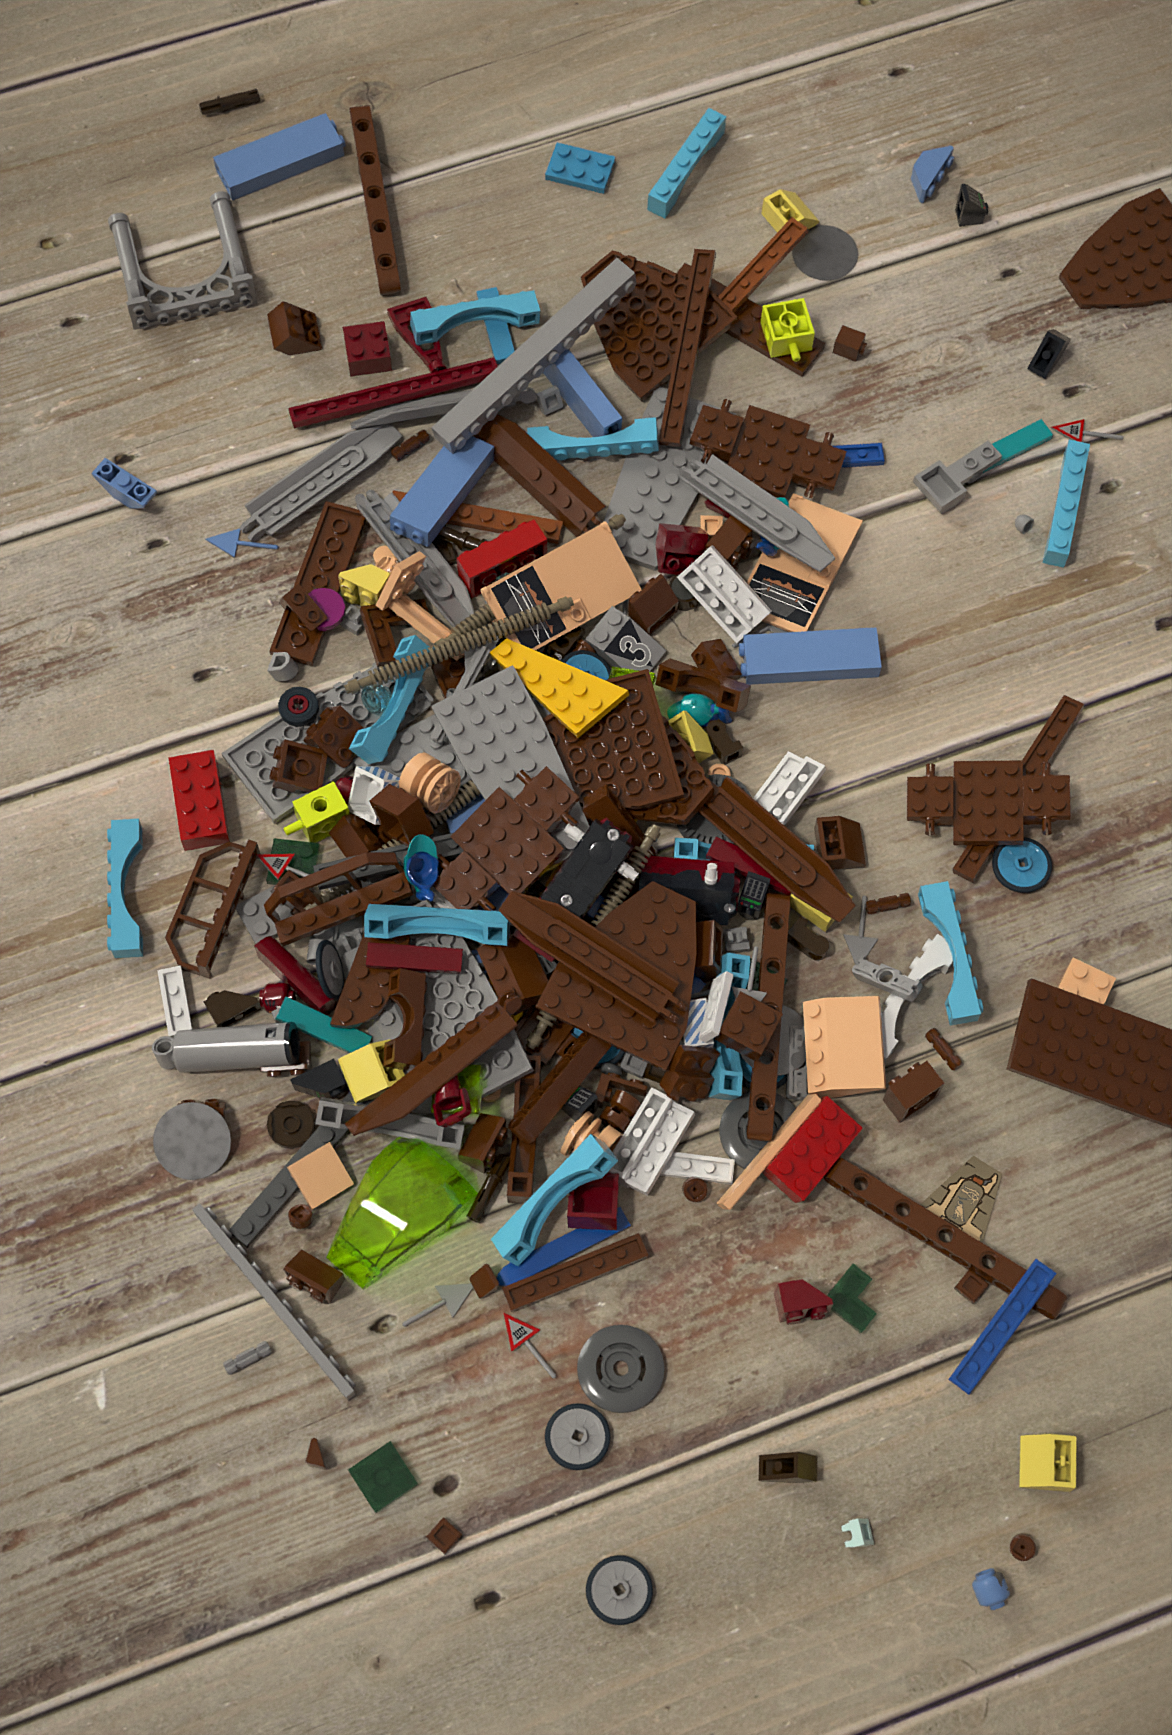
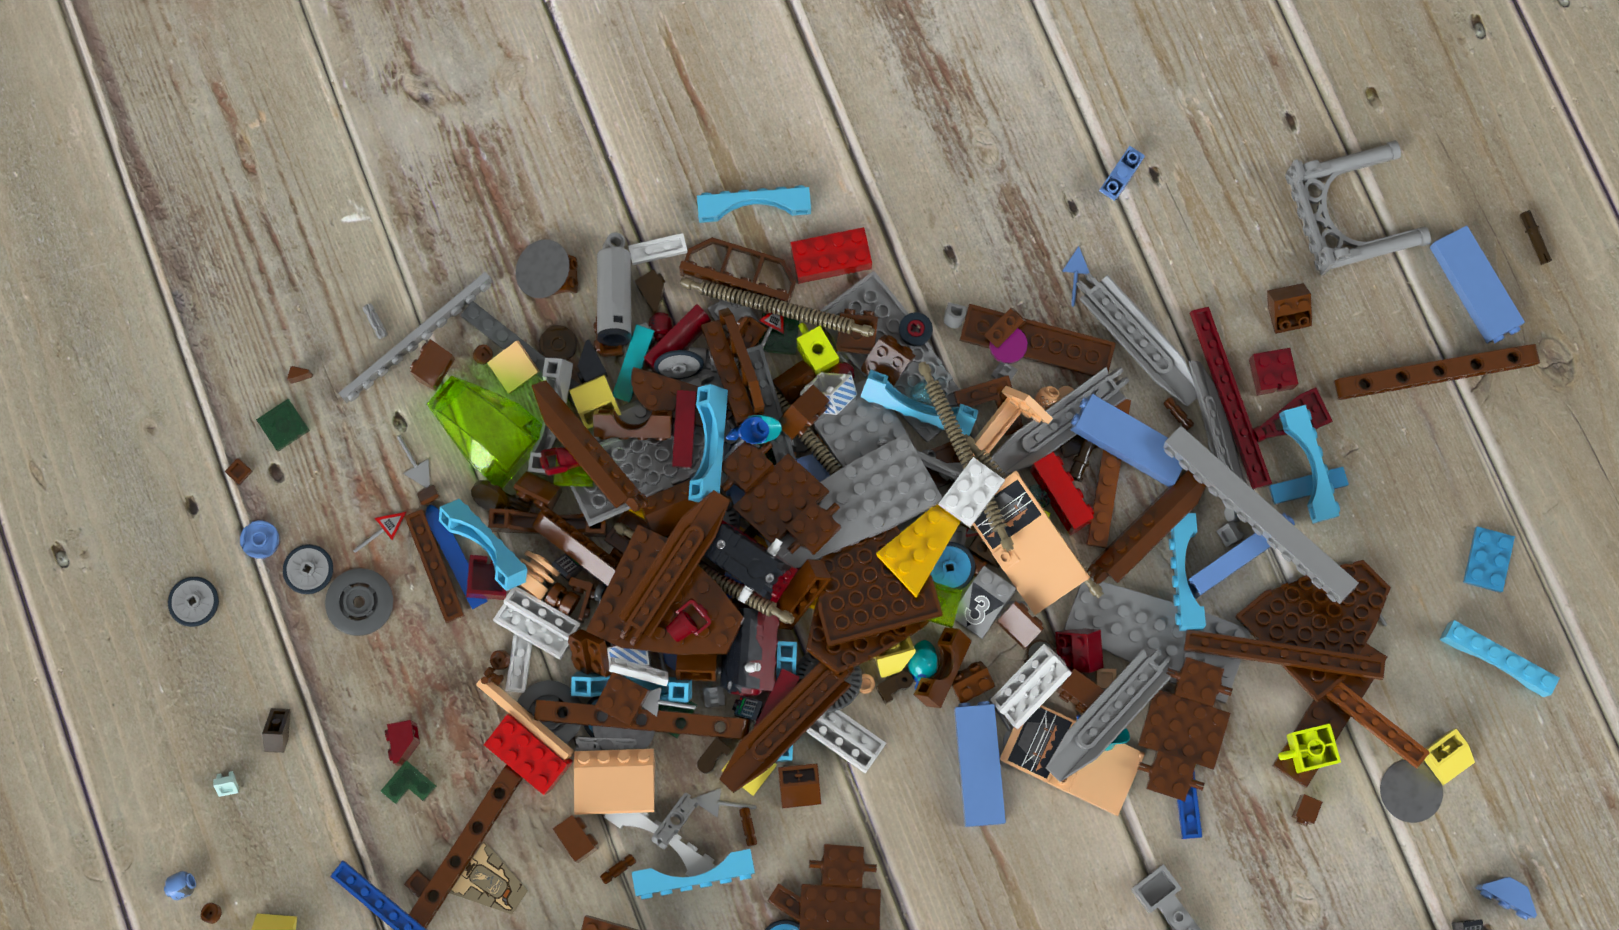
camera: 90 degrees right, 10 degrees up
(276, 819) = (777, 307): none -> dark tan hose
(363, 584) = (1030, 378): light yellow slope -> none
(431, 781) = (833, 433): light nougat wheel -> none
(489, 1201) = (489, 496): none -> dark brown tile
(505, 634) = (971, 492): none -> white plate
(536, 1503) = (259, 539): none -> medium blue tile
(665, 944) = (684, 625): none -> dark red piece
(719, 1193) = (490, 676): none -> reddish brown bar

